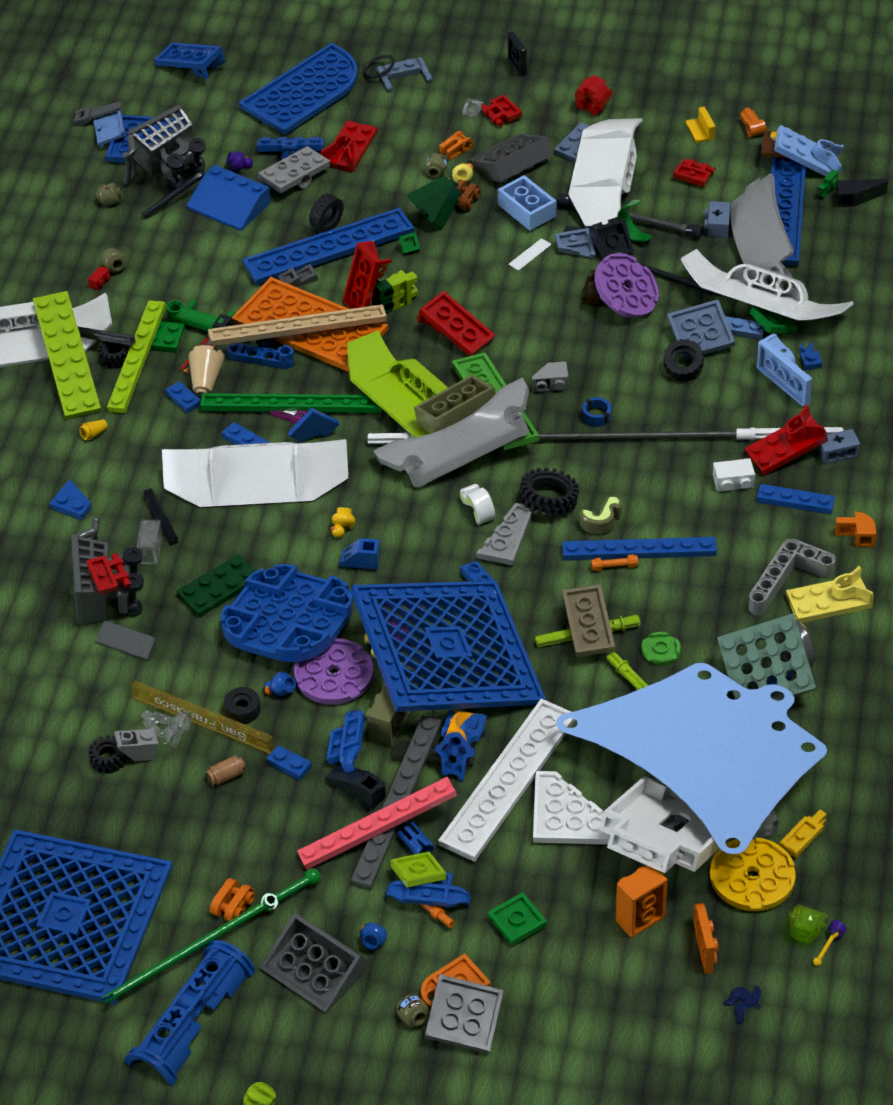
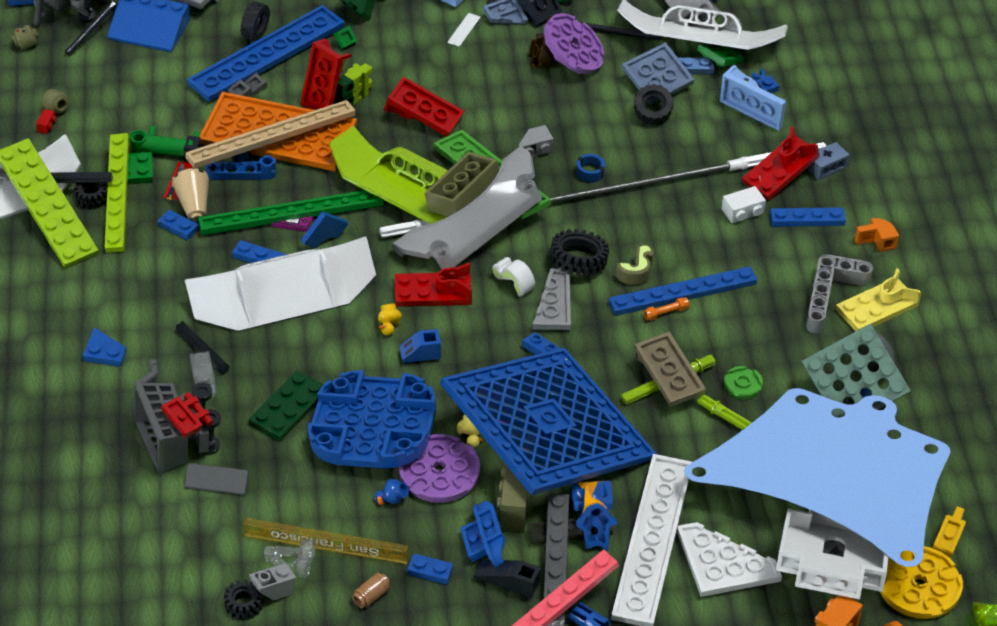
camera: 20 degrees left, 0 degrees up
(92, 429) = (97, 273): yellow cone -> none
(242, 695) = (357, 511): black tyre -> none
(399, 502) = (434, 288): none -> red plate

